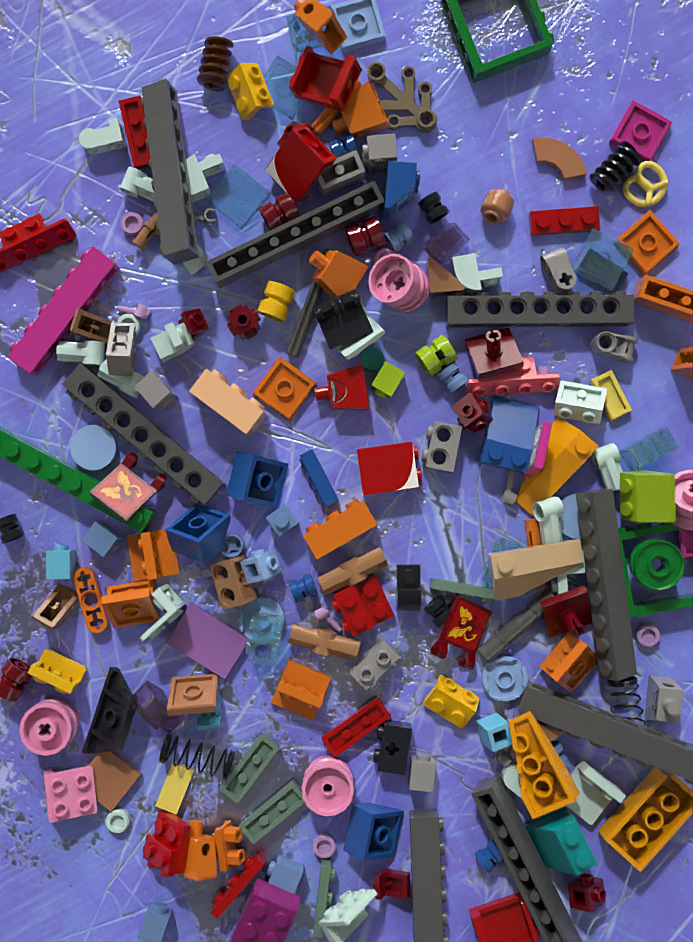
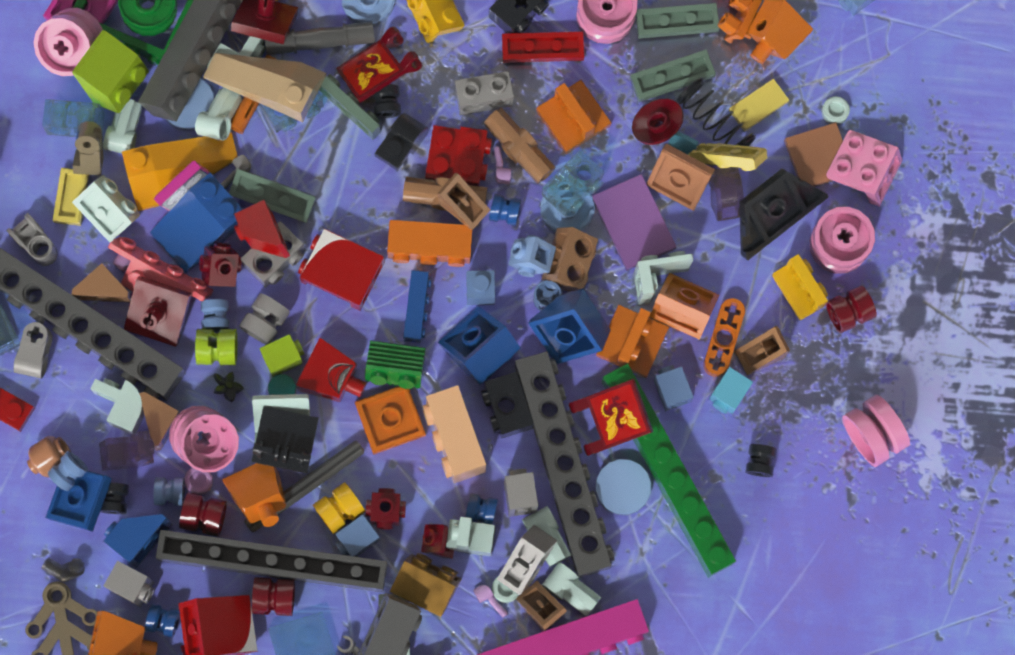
camera: 150 degrees left, 10 degrees down
(165, 733) = (730, 155): none -> light yellow hinge
(168, 845) = (796, 55): red plate -> none
(179, 366) = (481, 509): none -> blue wheel
(180, 287) = (426, 584): none -> pearl gold slope
(195, 445) = (507, 388): none -> black brick
(244, 728) = (657, 121): none -> dark red dish
(250, 290) = (356, 537): none -> medium blue brick
(304, 425) = (395, 364): none -> green brick
(332, 570) = (462, 202): none -> medium nougat slope
(341, 174) = (174, 590): light grey brick -> none
(410, 334) = (227, 386): none -> black plant
(416, 397) = (263, 320): none -> light grey wheel
(431, 139) = (66, 571): none -> clear smoke arm
(456, 190) = (81, 503): none -> blue tile
(461, 454) = (261, 230): none -> red slope
(472, 488) = (276, 195): none -> sand green plate
(476, 200) = (67, 471): none -> medium blue wheel
(545, 346) = (101, 286): none -> medium nougat slope
(621, 433) = (89, 150): none -> dark tan leg

